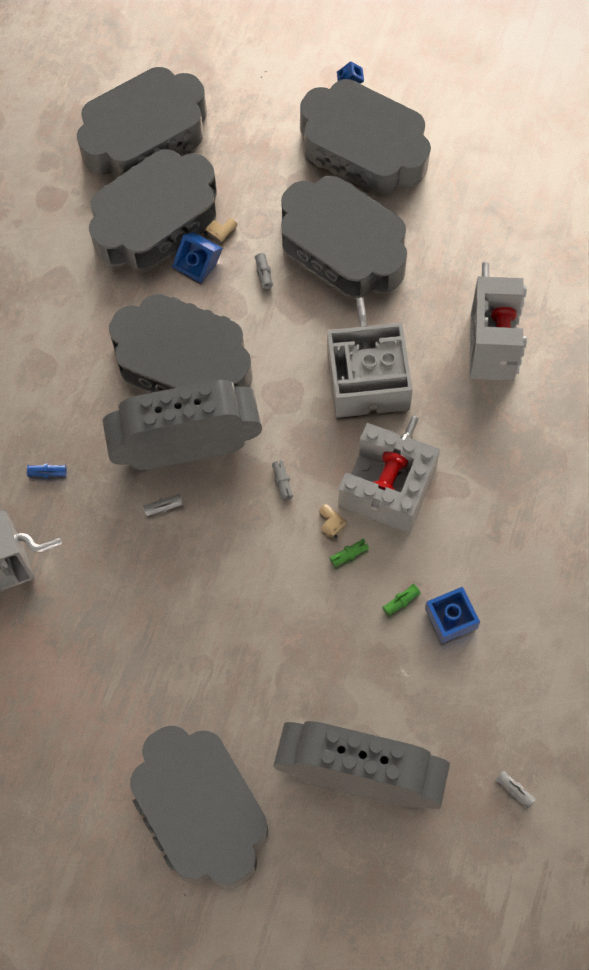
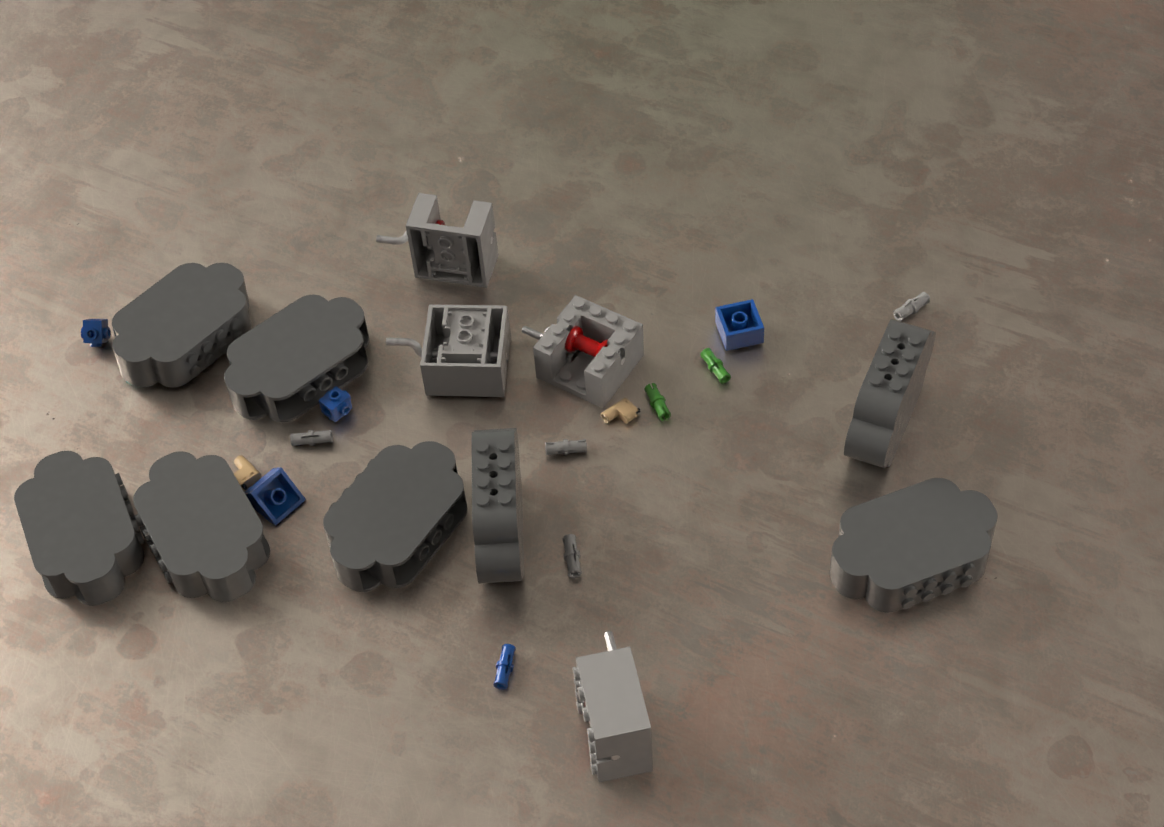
camera: 80 degrees left, 15 degrees down
(299, 279) = (335, 403): none -> blue brick

